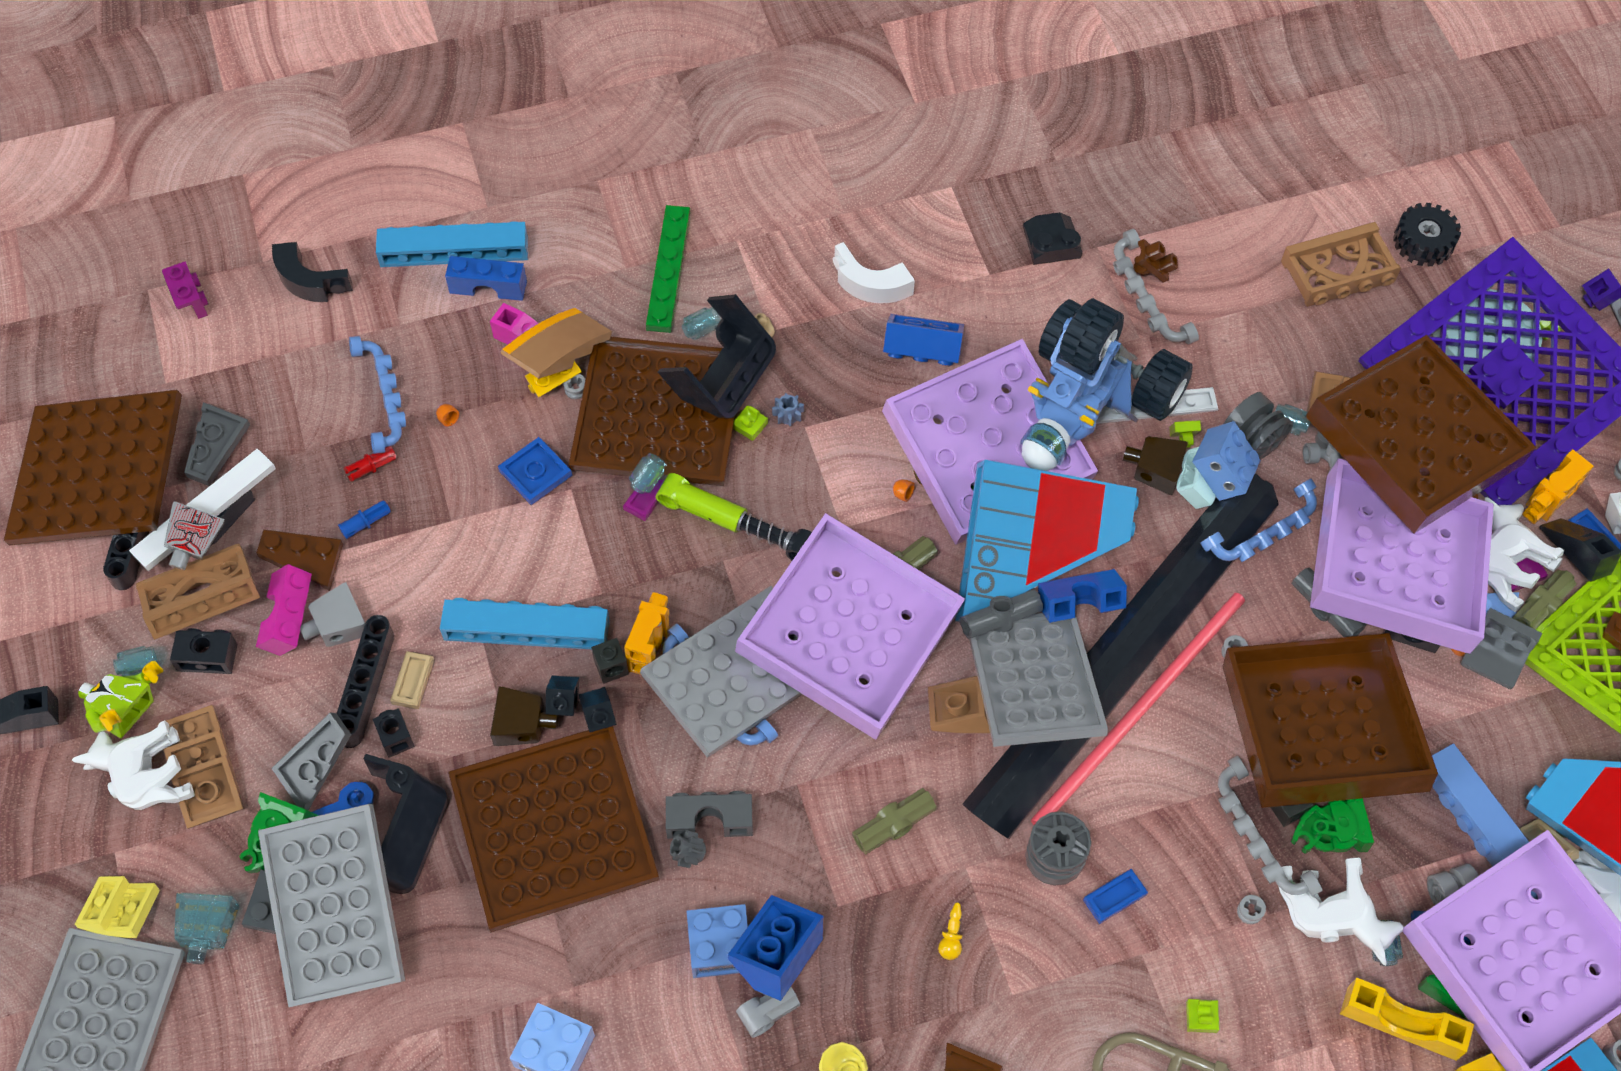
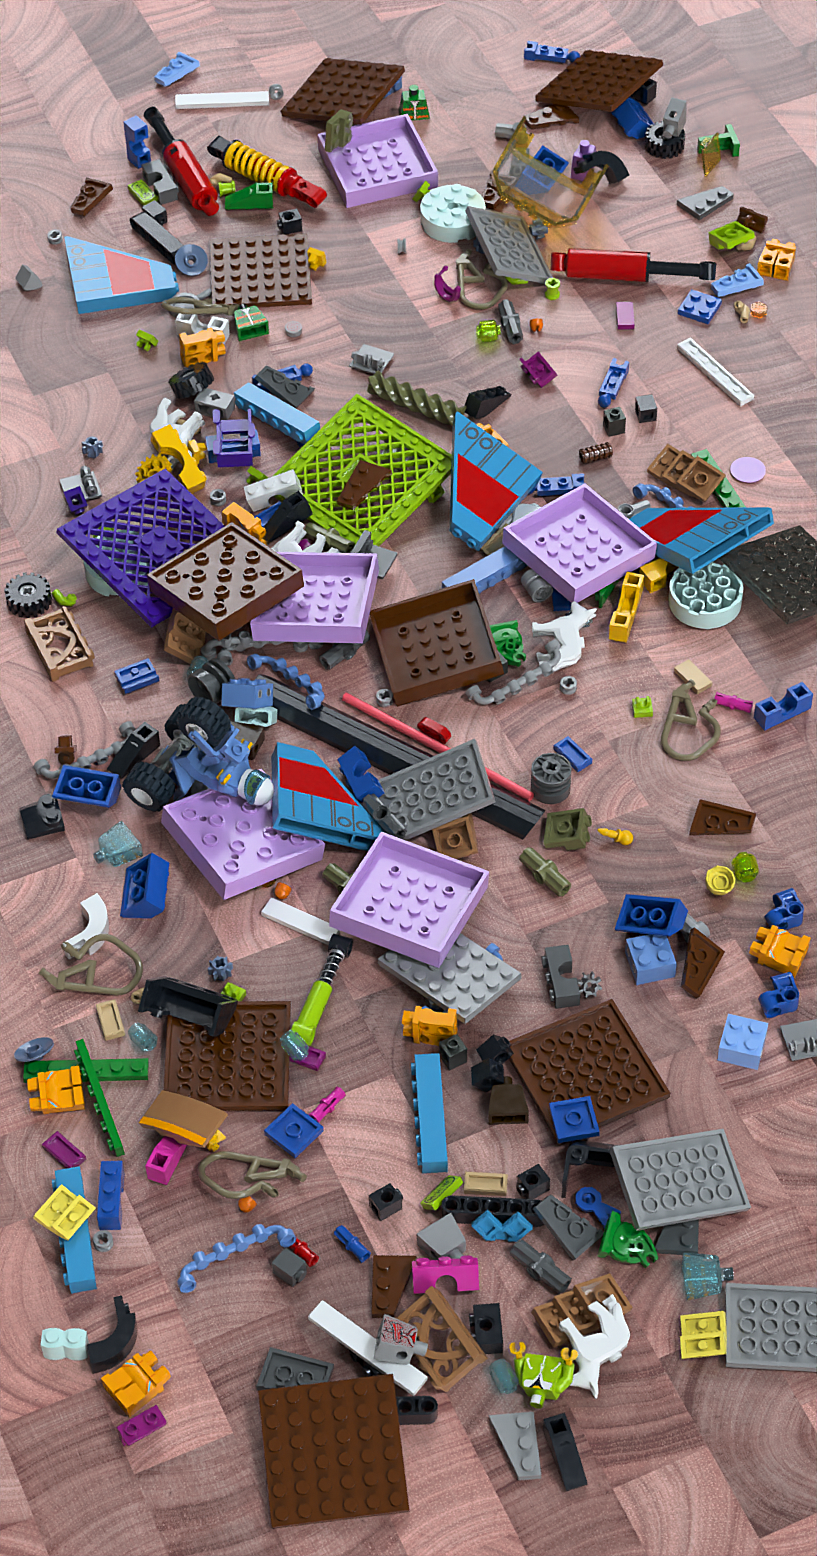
camera: 95 degrees left, 10 degrees down
(59, 669) = (519, 1441): none -> light grey wing
(251, 297) = (136, 1382): none -> light orange hips
(272, 725) = (540, 1266): none -> dark grey piece
(310, 227) = (60, 1344): none -> light aqua brick
(338, 674) = (510, 1230): none -> dark azure tile
(345, 447) = (289, 1267): none -> dark grey brick
(405, 550) = (385, 1209): none -> black brick
(406, 623) = (444, 1189): none -> lime tile
(434, 266) = (105, 1246): none -> light grey bush
(462, 225) = (64, 1212): none -> light yellow slope
(466, 790) = (574, 1119): none -> blue plate
(483, 457) = (282, 1169): none -> dark tan piece
(562, 242) = (63, 1151): none -> magenta tile
(565, 511) = (327, 1104): none -> dark pink pin
(615, 270) = (101, 1106): none -> green plate
(635, 231) = (58, 1091): none -> light orange hips
(698, 1010) = (700, 962): none -> reddish brown wing
(700, 213) = (34, 1049): none -> sand blue dish
(747, 291) = (110, 1020): none -> tan tile
(796, 245) = (90, 965): none -> dark tan piece
(862, 496) = (298, 921): none -> white tile
(965, 862) = (567, 829): none -> olive plate
(995, 312) = (118, 846): none -> clear light blue torso
(1082, 272) = (87, 786): none -> blue slope
(1150, 335) = (135, 749): none -> black slope
(1166, 705) = (434, 730): none -> red beam
(1282, 349) = (136, 675): none -> blue plate
(1422, 274) = (70, 600): none -> lime arm

